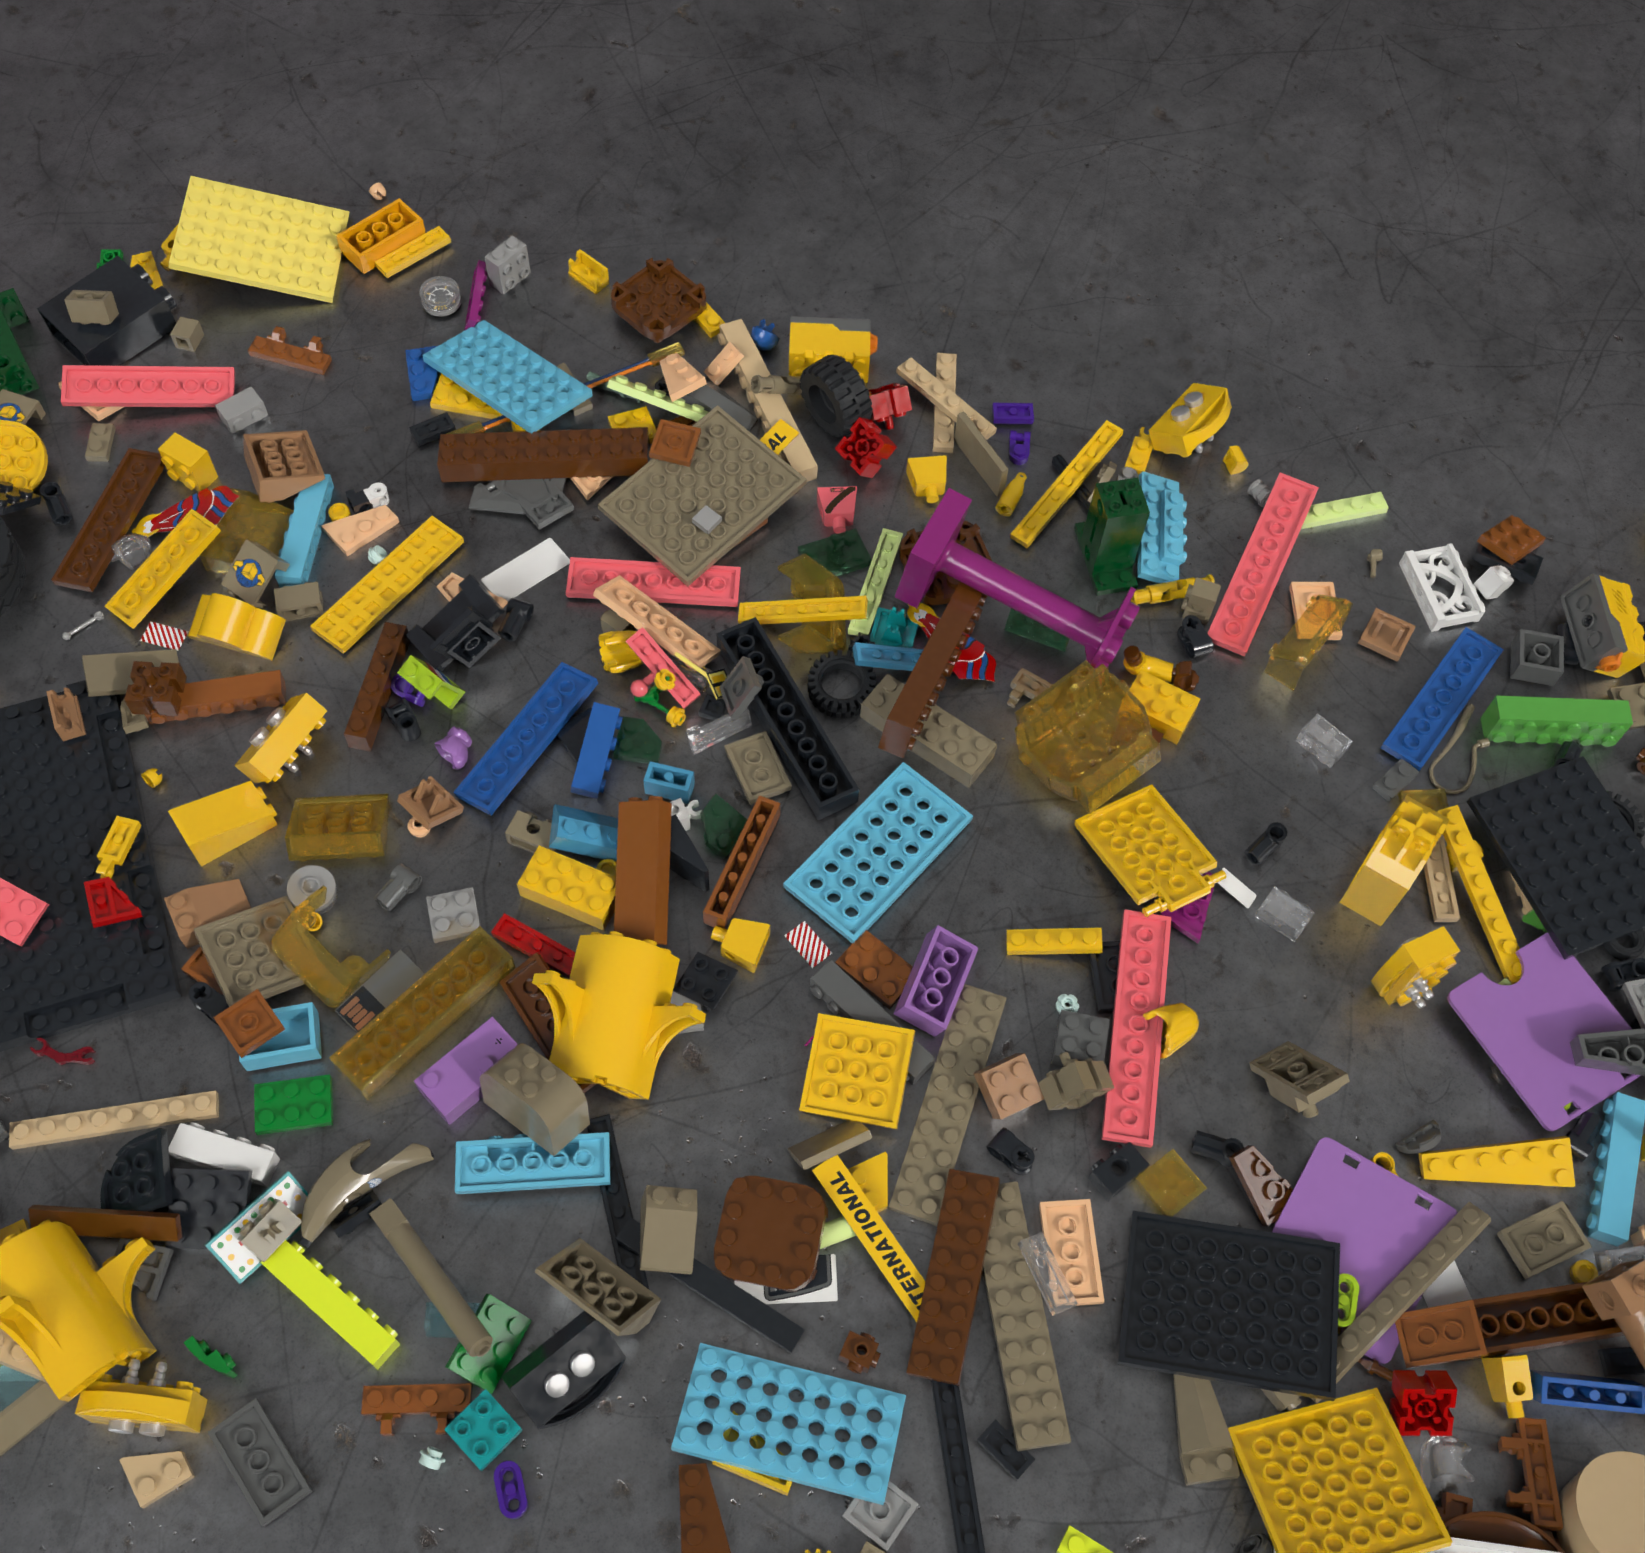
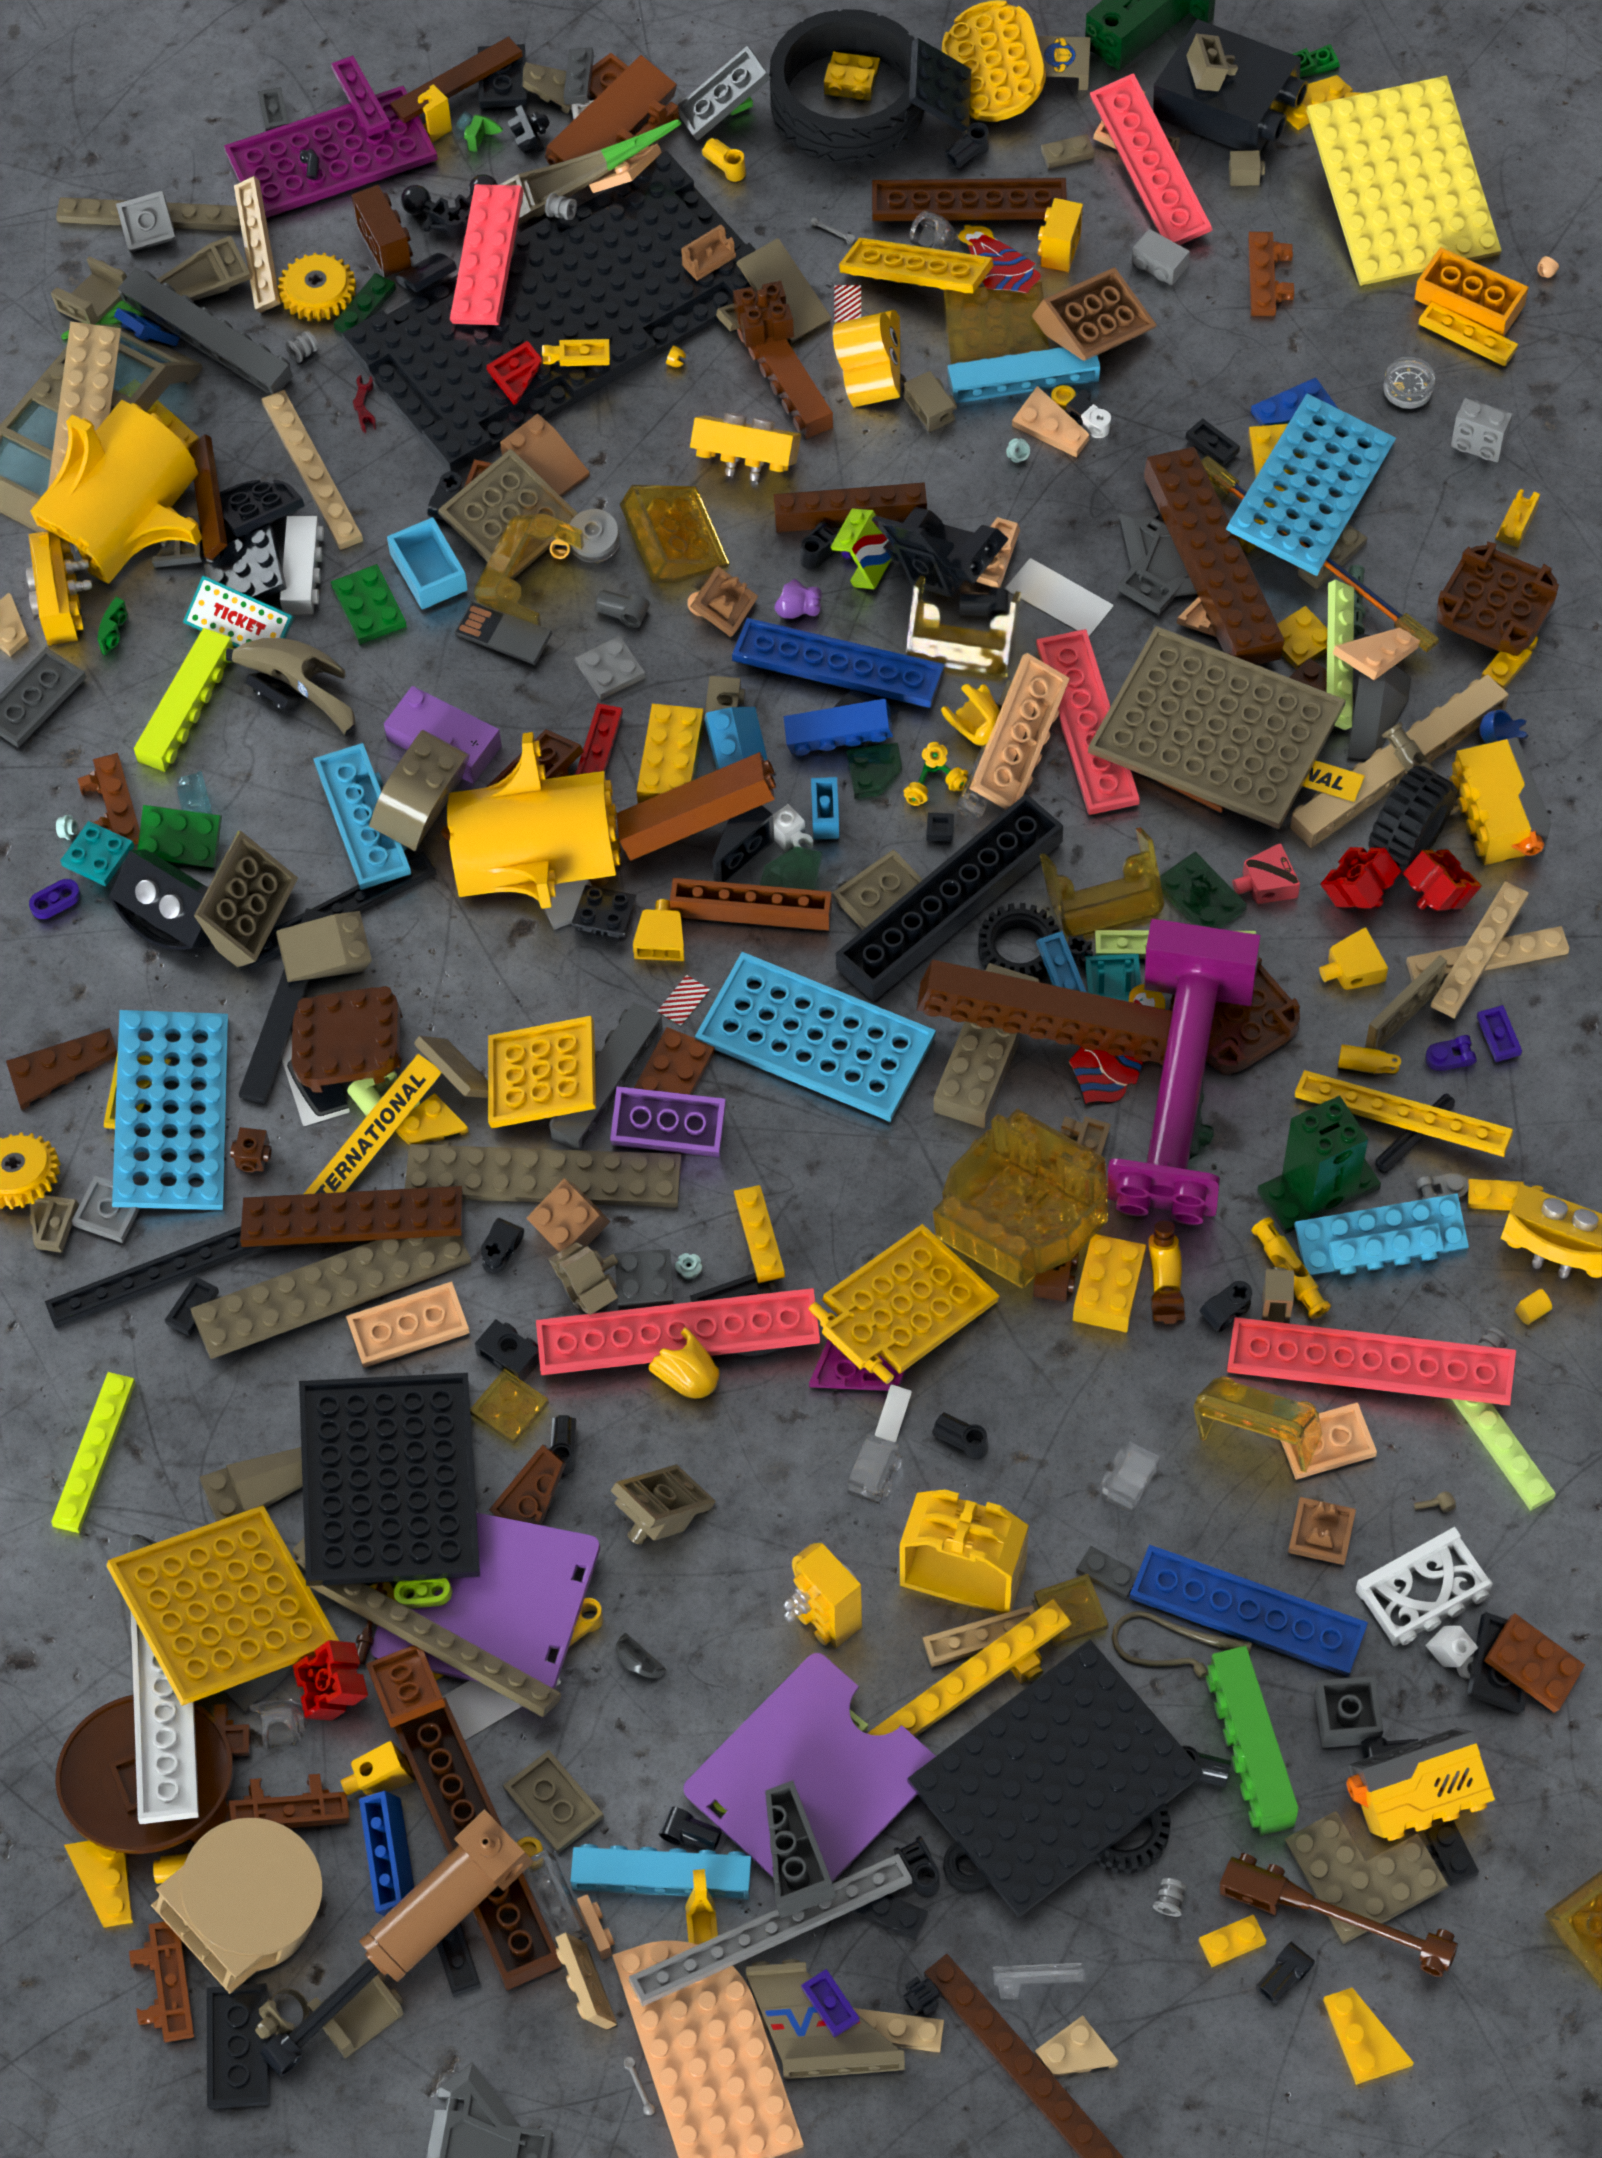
camera: 80 degrees right, 0 degrees up
(223, 820) = (641, 430): yellow slope -> none
(249, 1023) = (423, 527): dark orange plate -> none
(252, 572) = (943, 341): dark tan panel -> none
(268, 1229) = (232, 620): brick -> none
(387, 584) = (986, 473): yellow plate -> none
(422, 1013) = (490, 673): clear yellow brick -> none
(432, 1279) = (268, 725): dark tan brick -> none
(477, 291) = (1416, 419): magenta plate -> none
(549, 645) = (960, 646): none -> clear yellow windscreen
(655, 660) = (960, 753): coral plate -> none
(675, 442) = (1266, 671): dark orange plate -> none
(706, 519) = (1176, 738): light grey tile -> none
(712, 733) = (899, 828): clear hinge -> none
(714, 678) = (970, 817): piece -> none
(723, 363) = (1431, 697): light nougat plate -> none
(740, 687) = (961, 833): dark grey hinge -> none
(804, 610) = (1095, 873): yellow plate -> none
(1047, 1273) = (374, 1299): clear hinge -> none
(1104, 475) = (1425, 1151): dark tan wing -> none
(1518, 1162) = (636, 1763): yellow wing -> none

